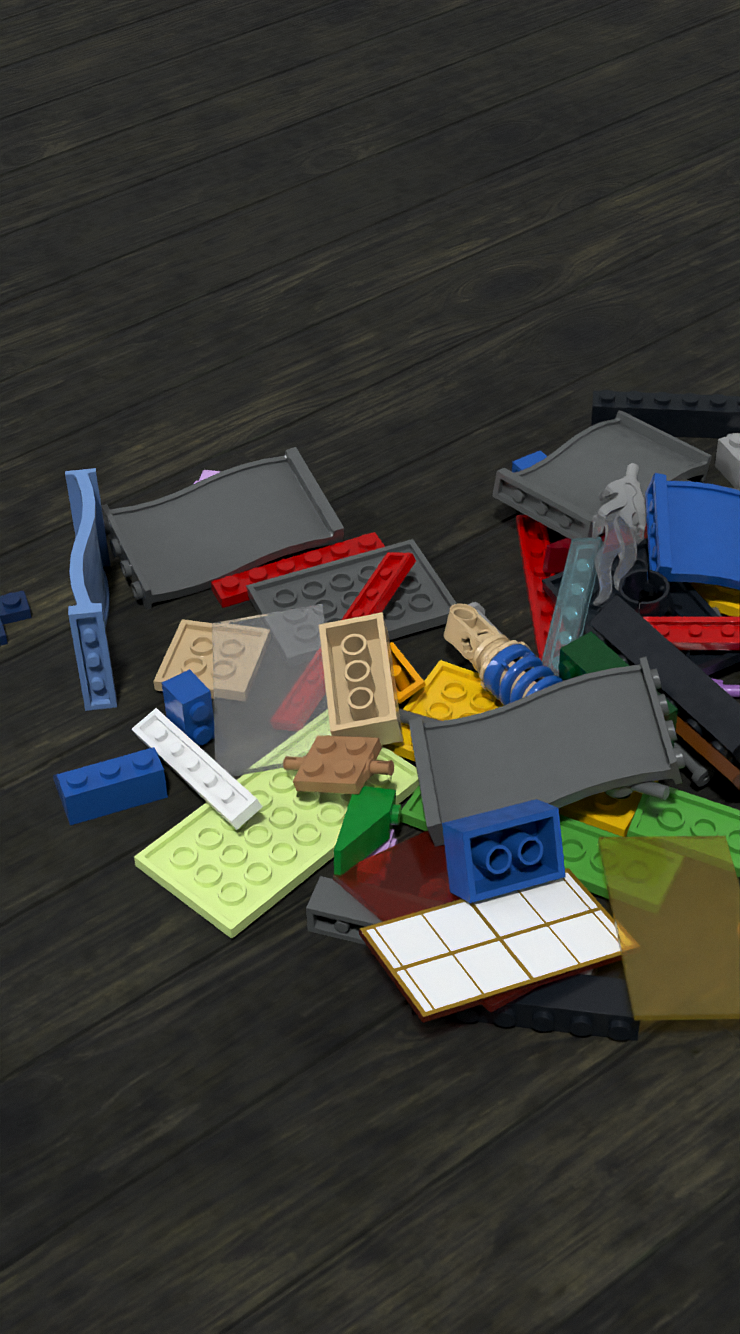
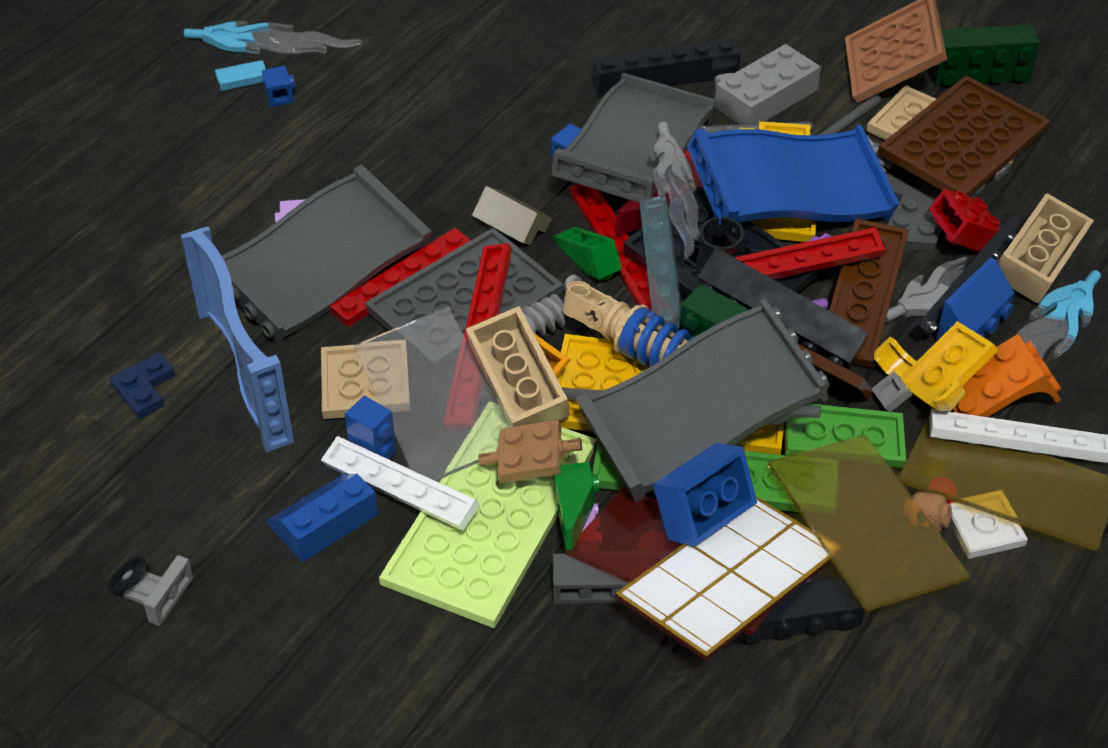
camera: 20 degrees left, 5 degrees up
(228, 346) = (240, 75): none -> medium azure tile
(258, 361) = (278, 86): none -> blue brick
(273, 314) = (275, 37): none -> clear piece
(420, 637) = (545, 314): none -> light grey piece
(438, 530) = (510, 215): none -> piece
(506, 585) = (590, 252): none -> green slope

